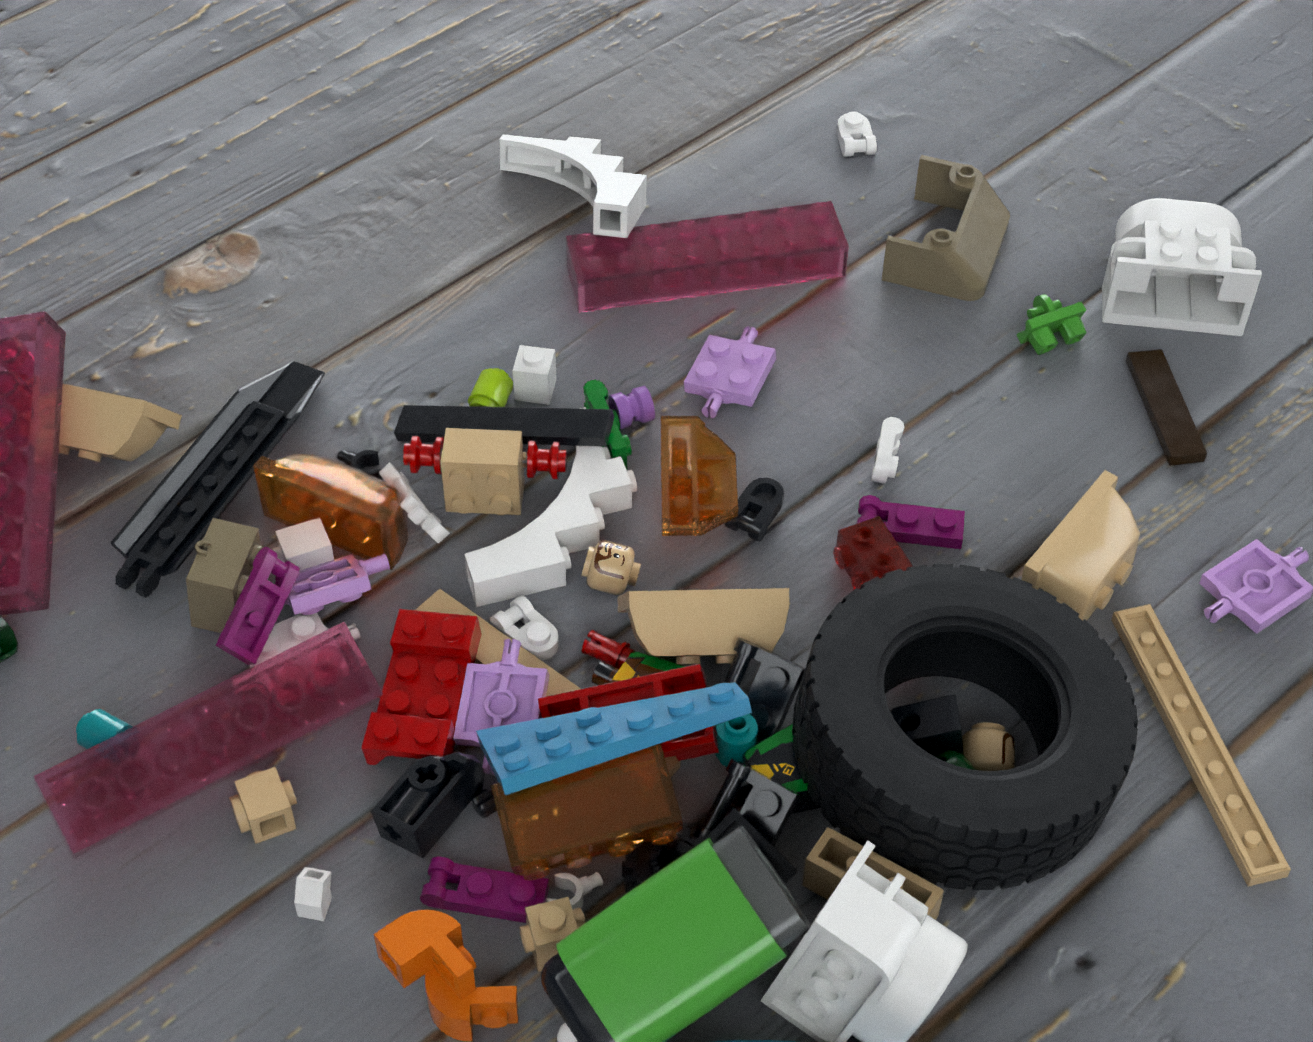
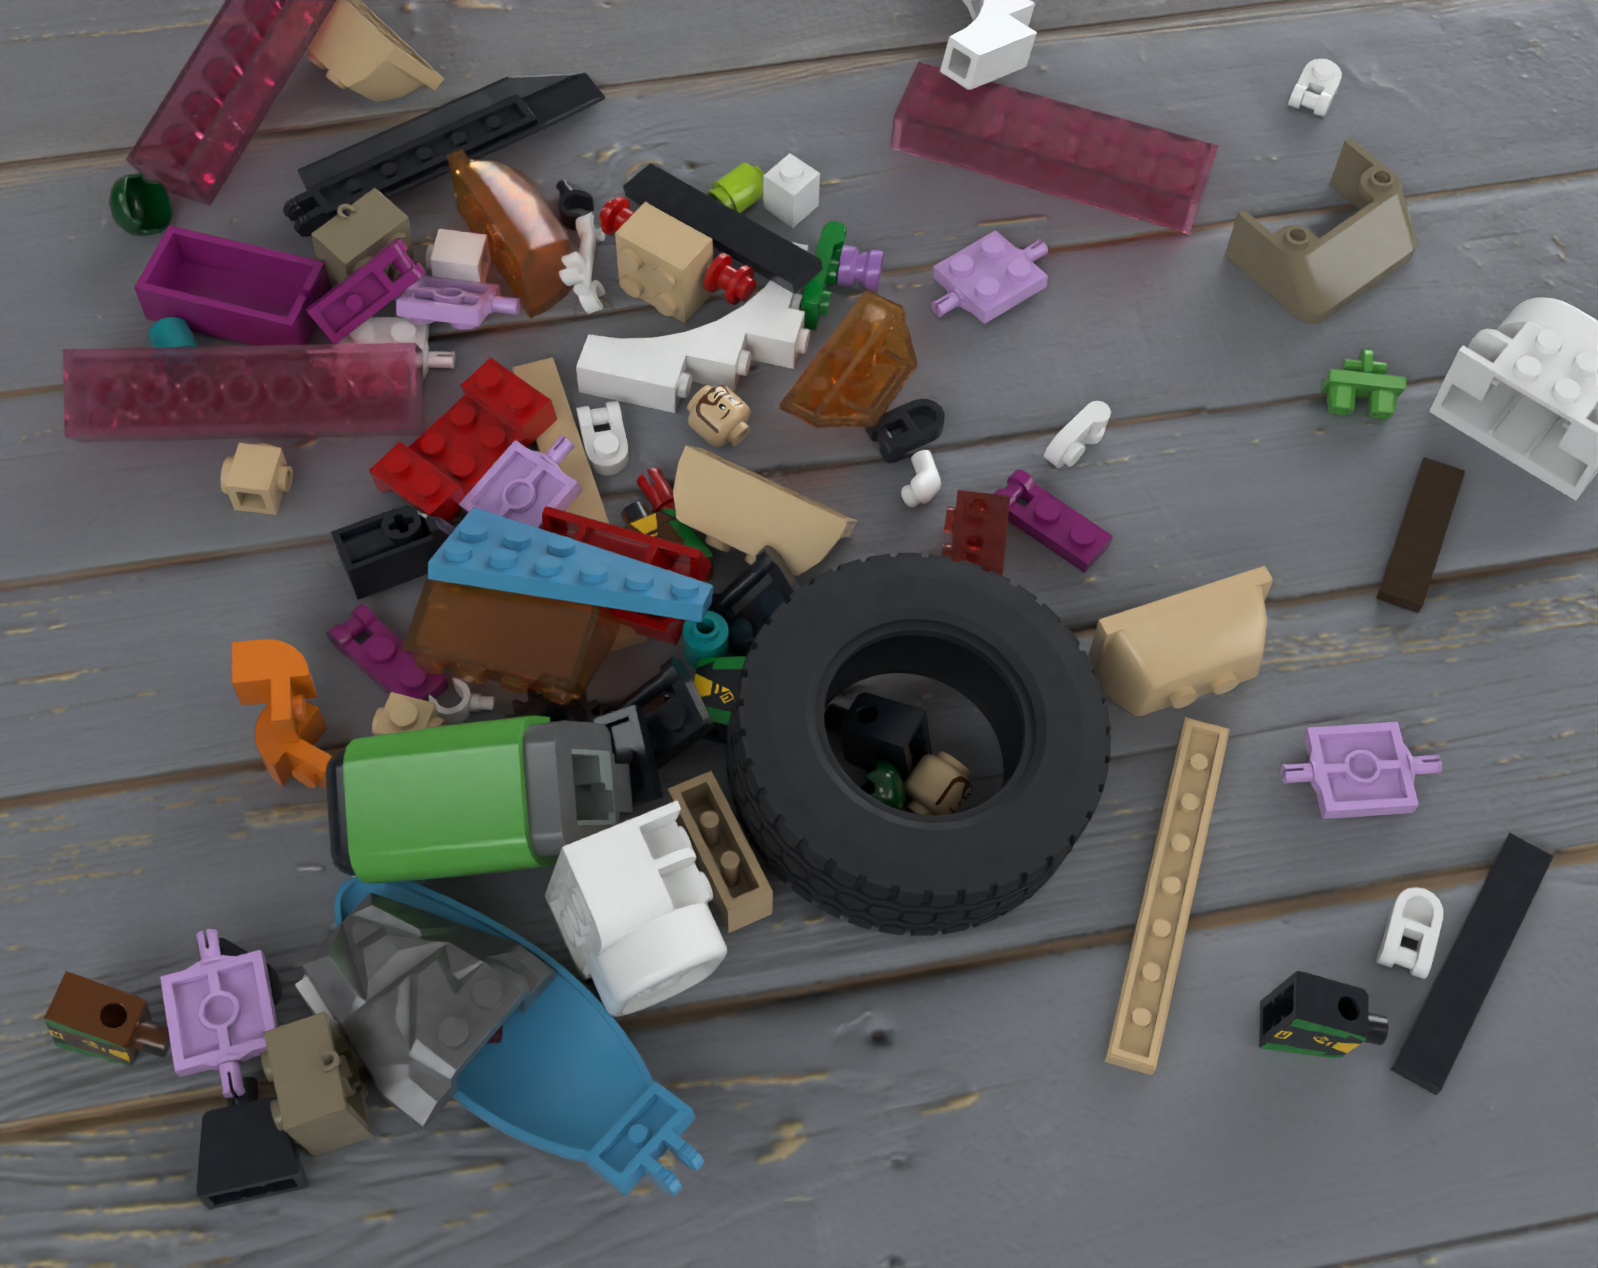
camera: 30 degrees right, 10 degrees up
(129, 662) = (232, 288): none -> magenta piece
(313, 893) = (239, 579): white piece -> none
(799, 536) = (925, 483): none -> white arm

